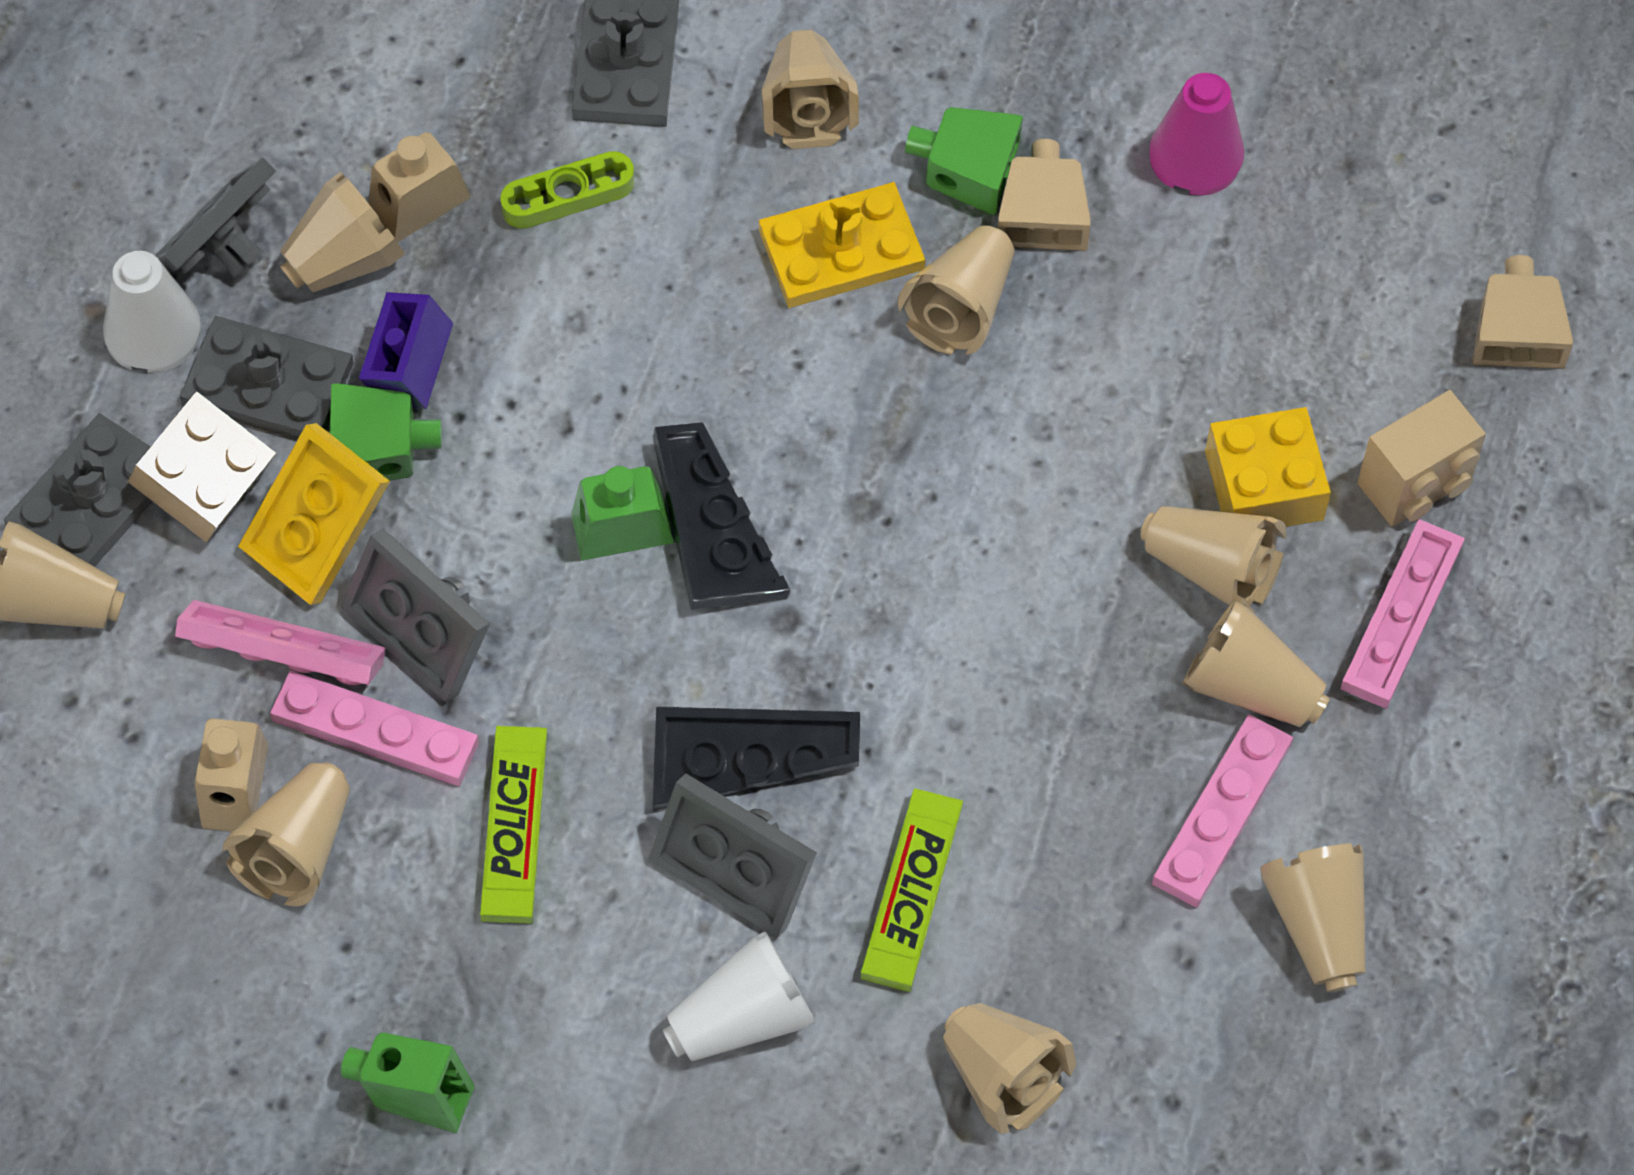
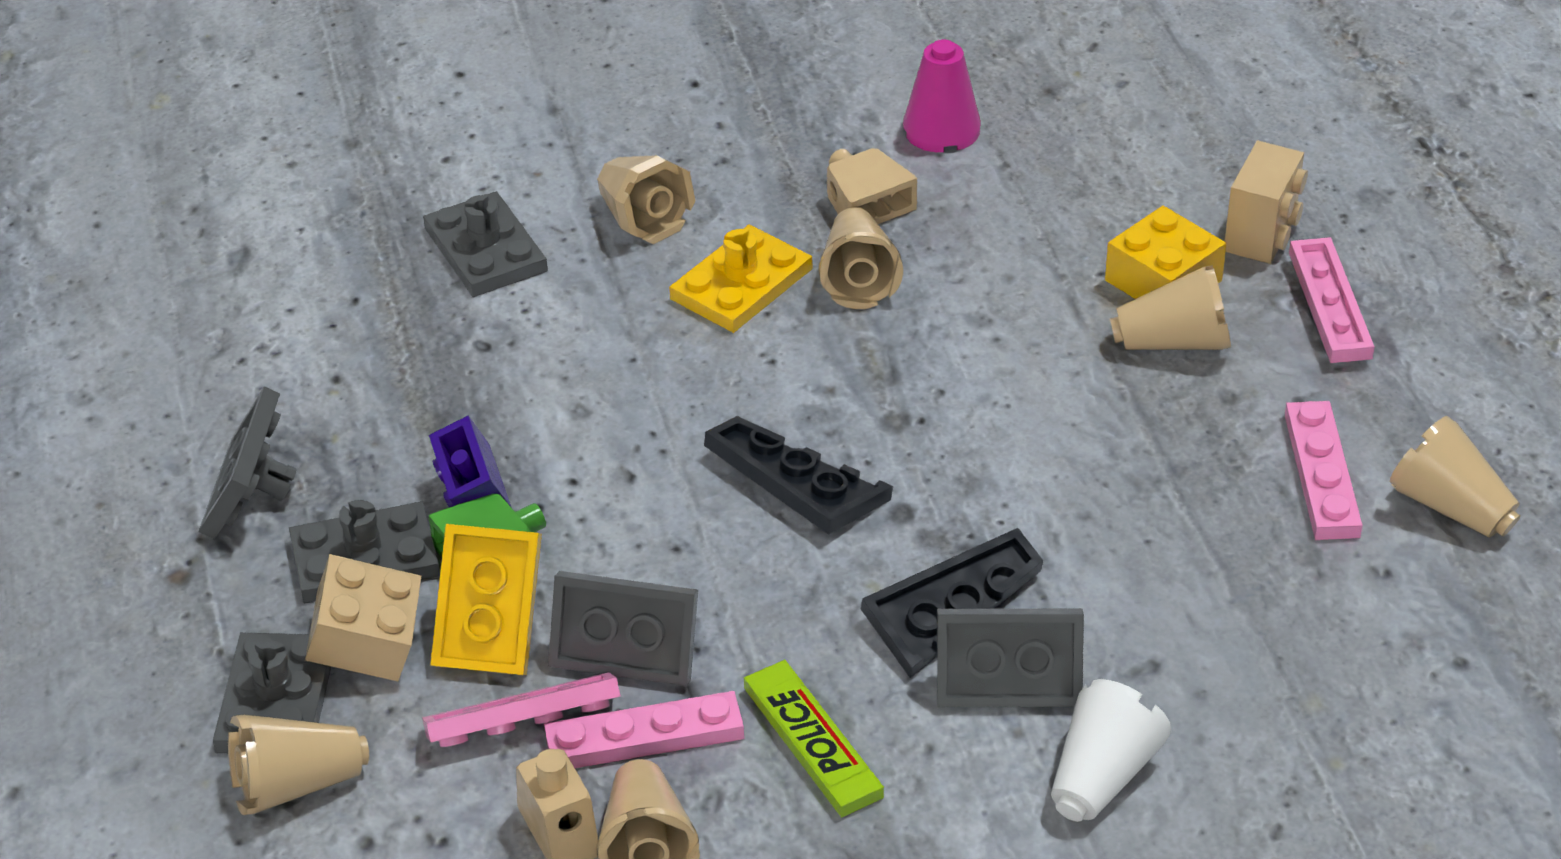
camera: 30 degrees left, 20 degrees down
(148, 316) = (234, 542): white cone -> none
(337, 239) = (358, 425): tan cone -> none
(415, 185) = (390, 372): tan torso -> none
(559, 207) = (487, 352): lime beam -> none
(619, 513) = (725, 493): bright green torso -> none
(911, 890) = (1153, 626): lime tile -> none
(969, 154) = (790, 186): bright green torso -> none
(1007, 1063) = (1330, 685): tan cone -> none
(1256, 670) = (1268, 368): tan cone -> none
(1522, 319) = (1248, 112): tan torso -> none

